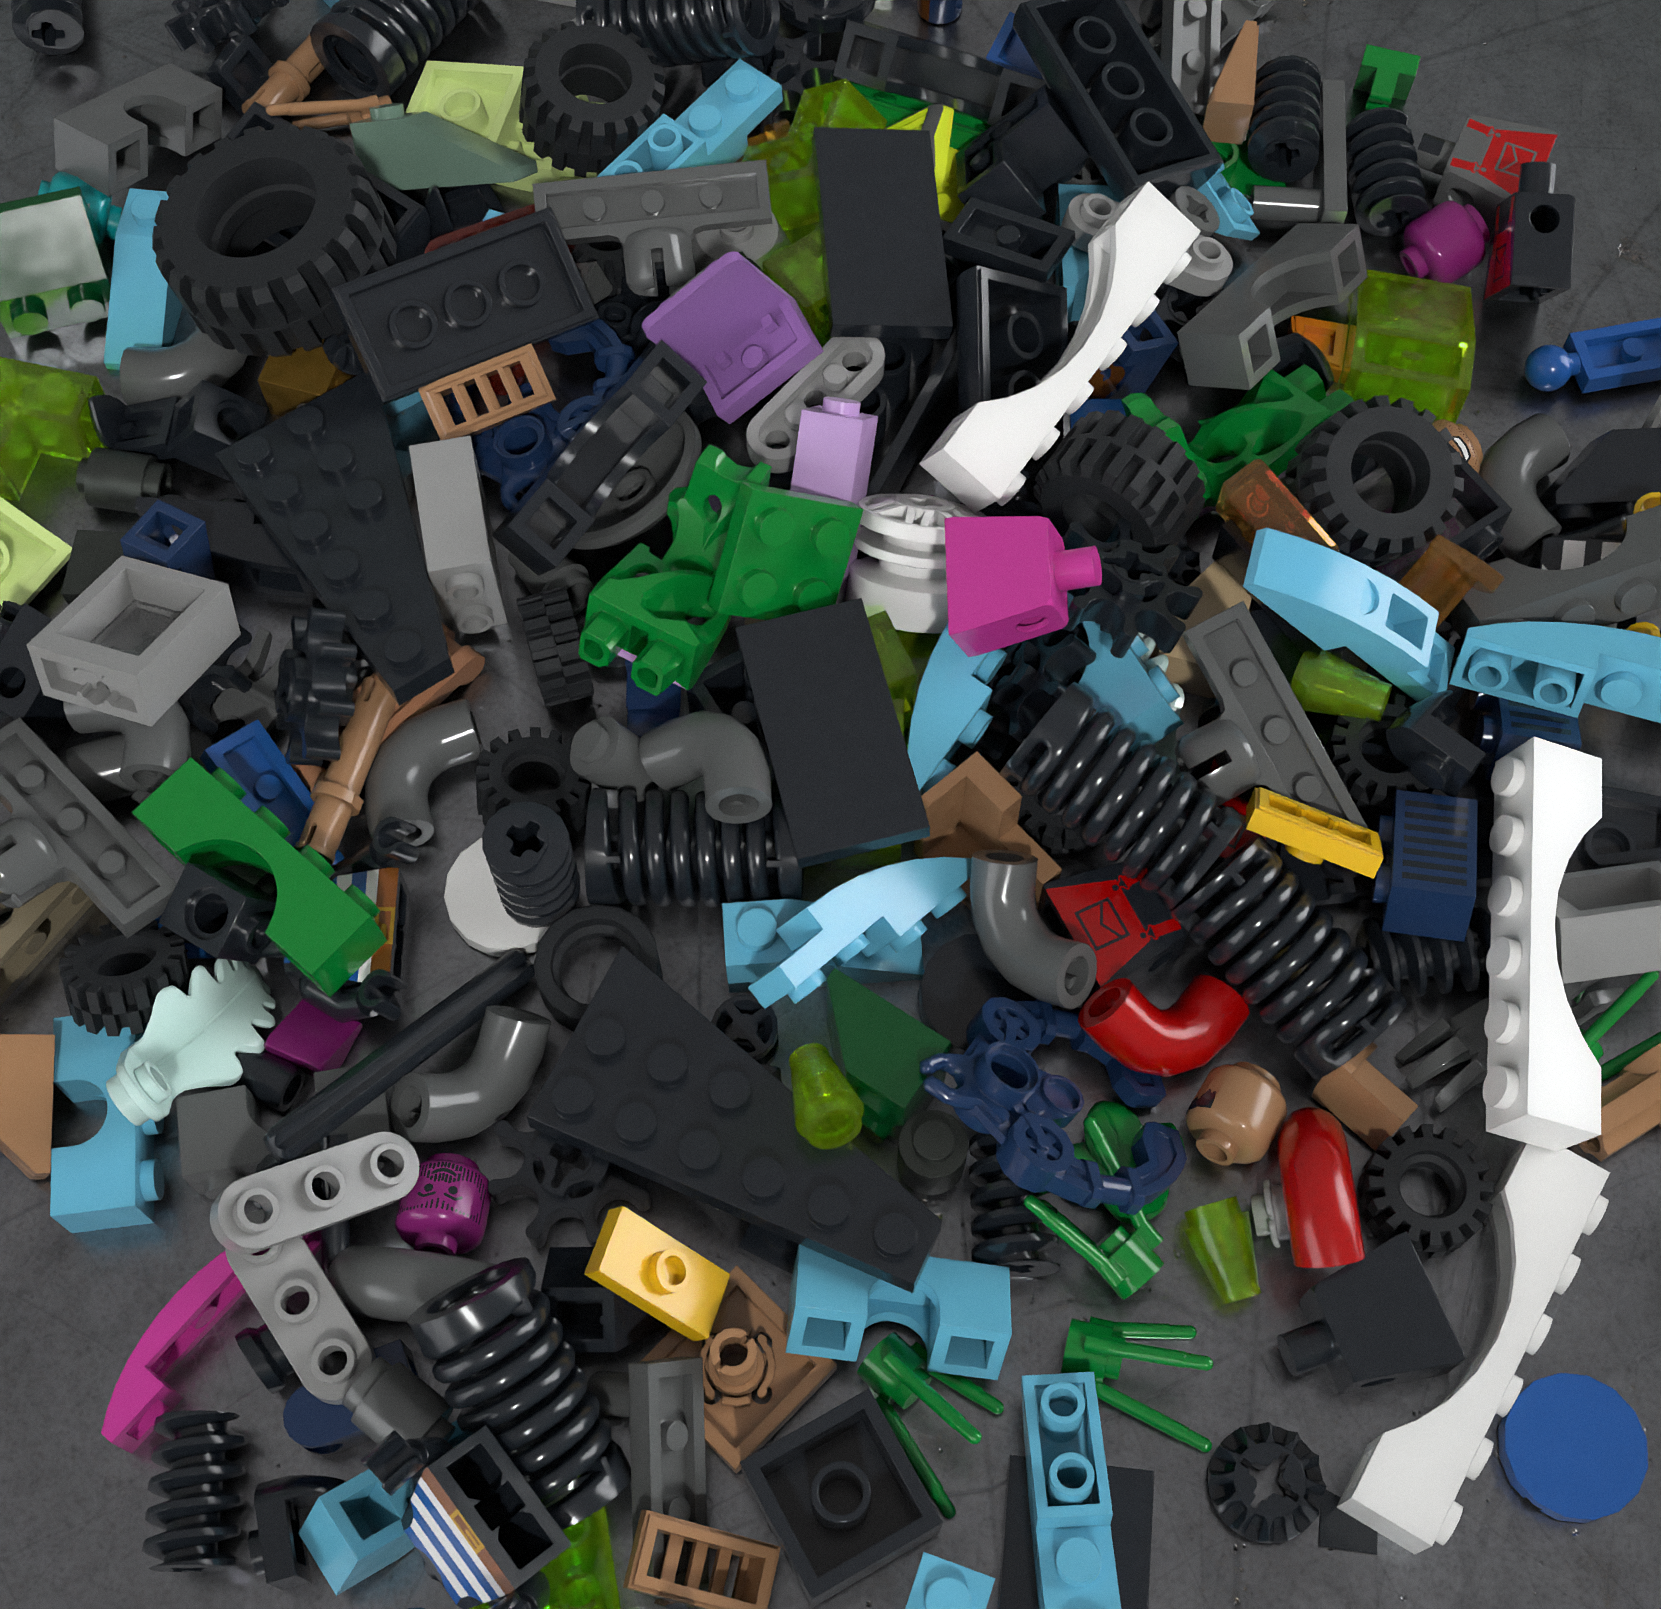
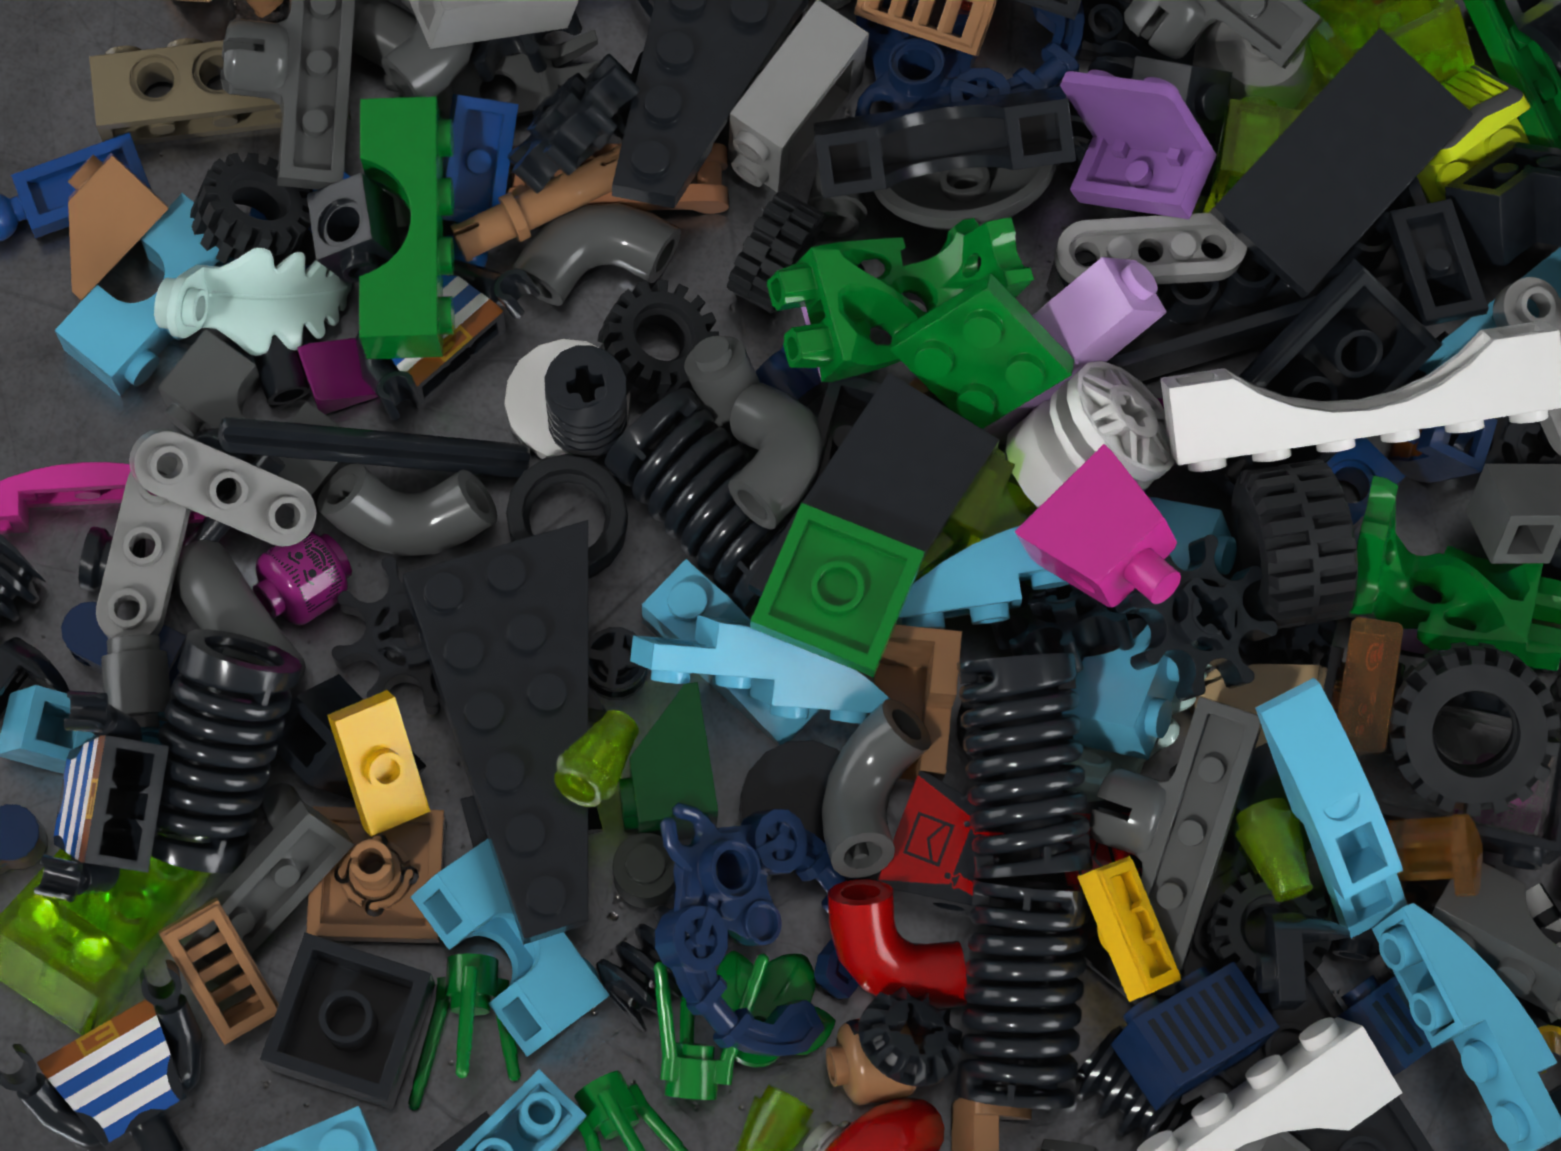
camera: 40 degrees right, 10 degrees up
(870, 795) = (837, 589): none -> green plate
(1256, 1085) = (895, 1052): none -> black gear

